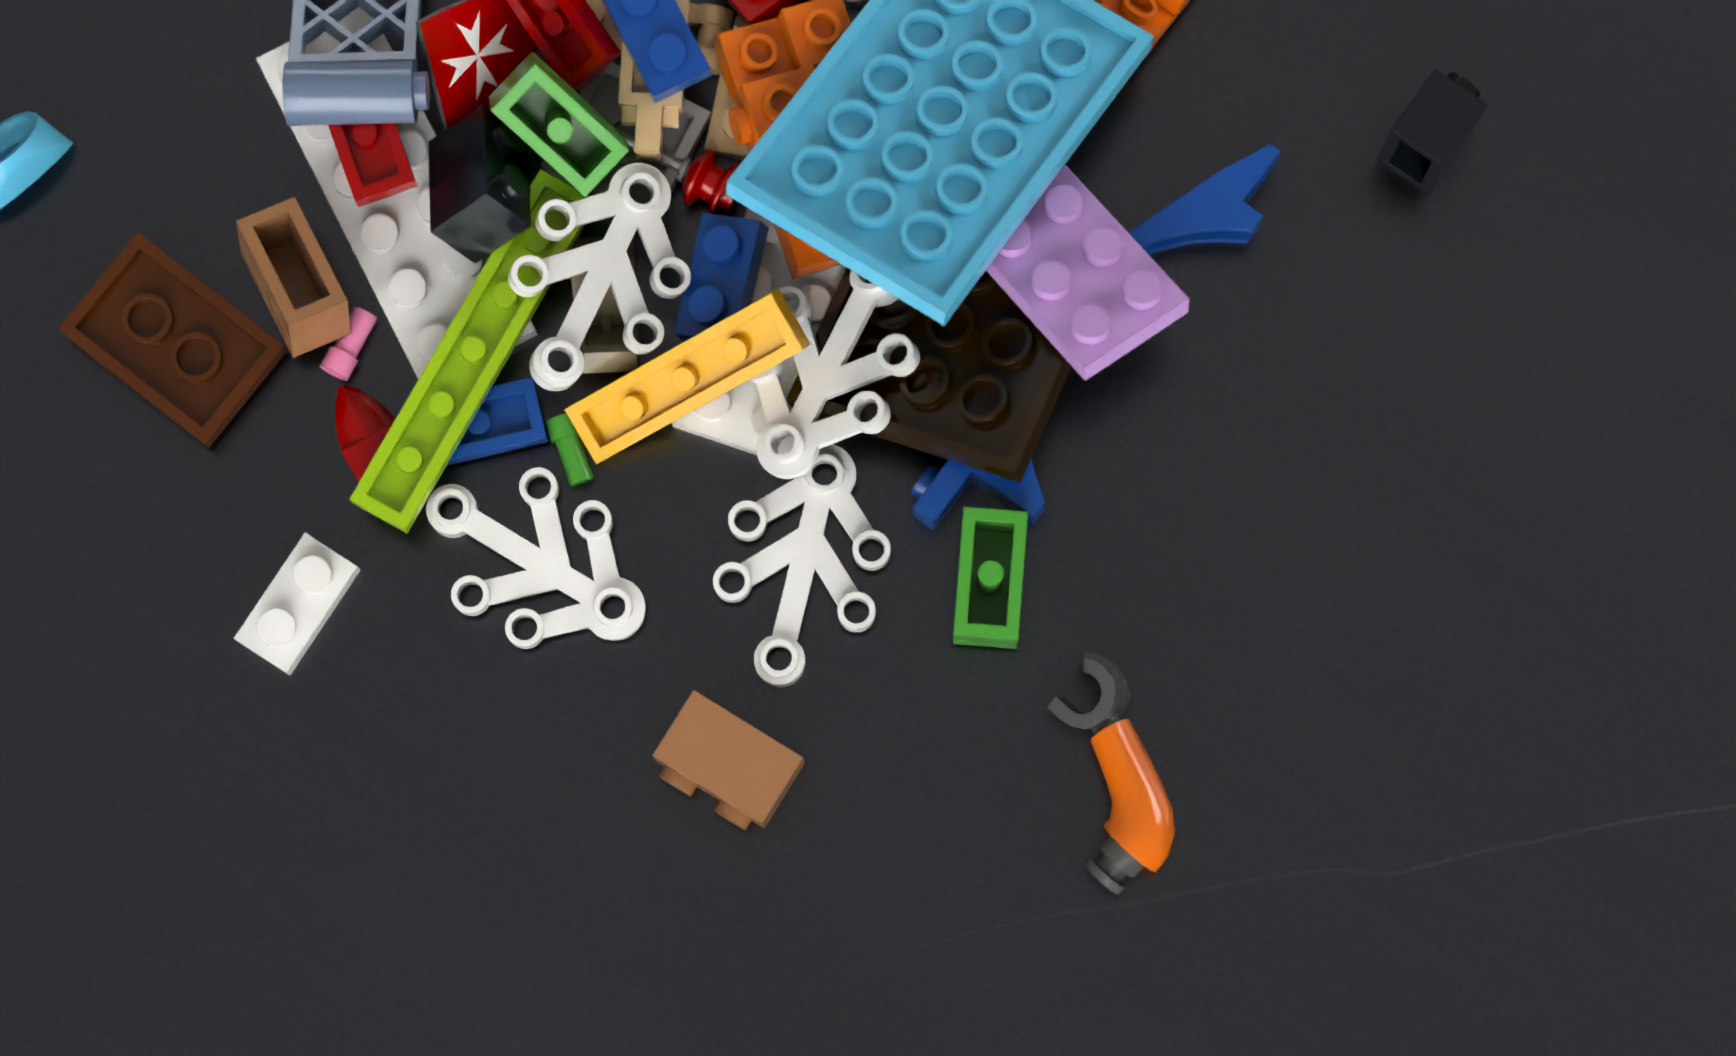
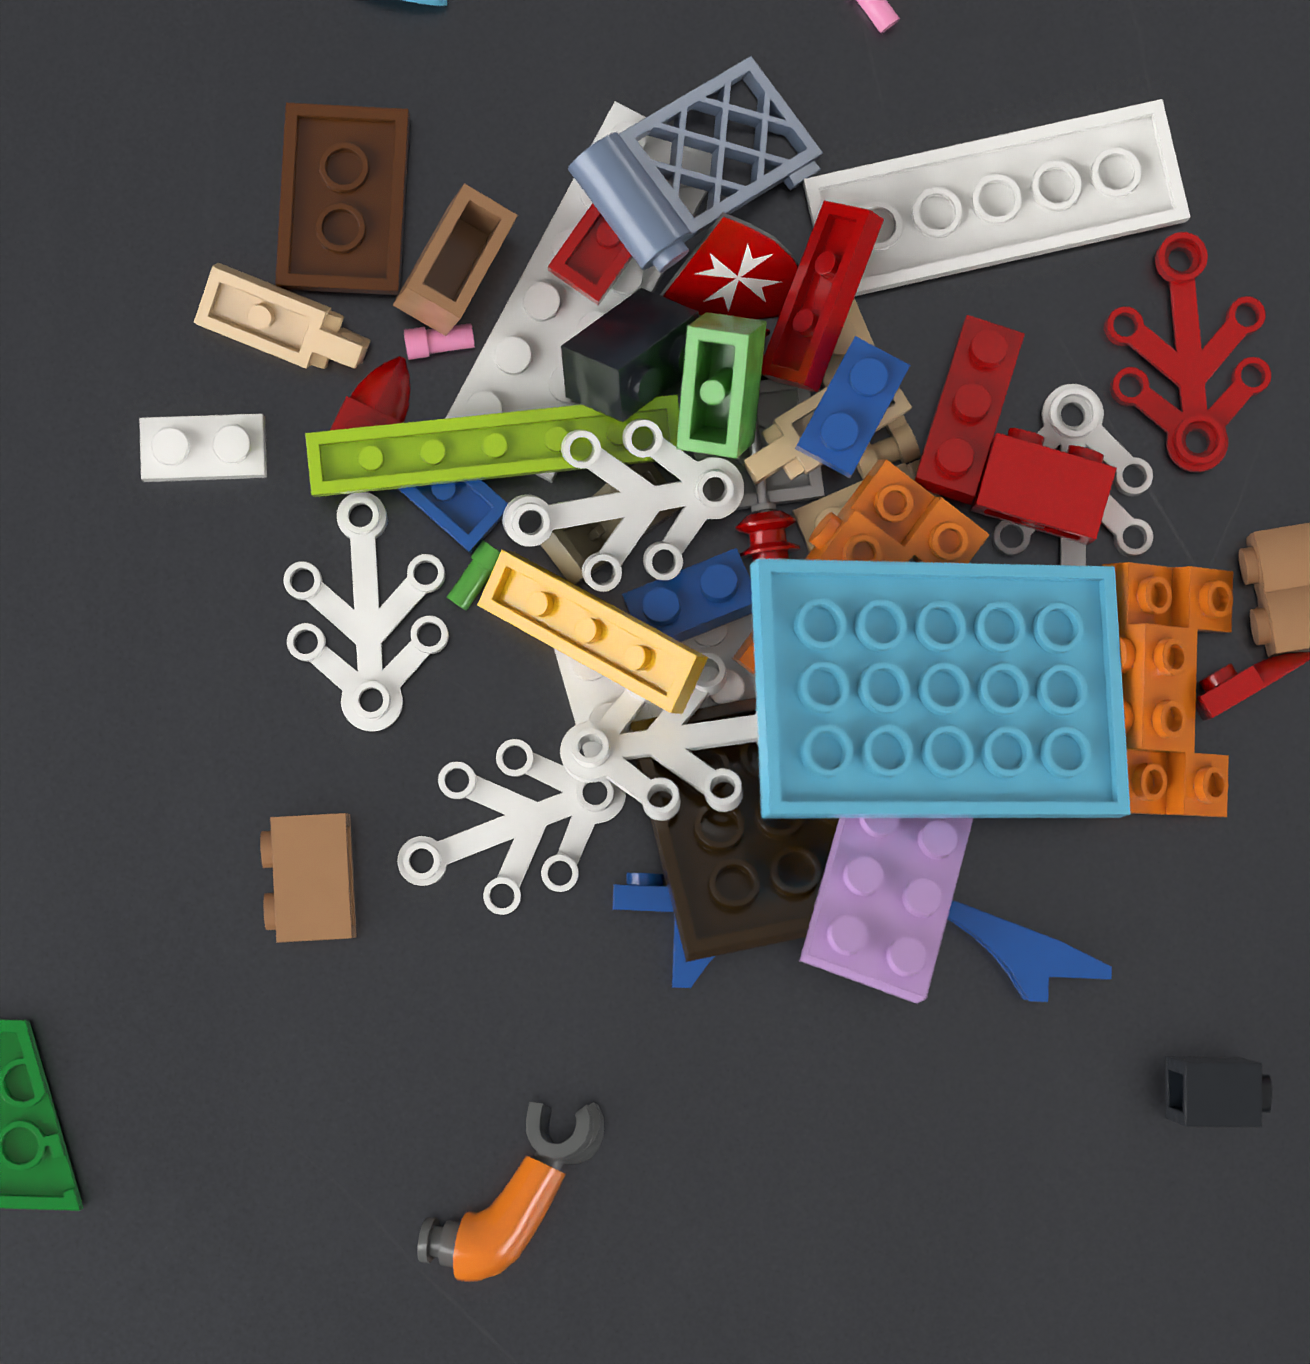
camera: 45 degrees right, 5 degrees up
(235, 465) = (277, 321): none -> tan hinge
(990, 577) = (599, 986): bright green brick -> none

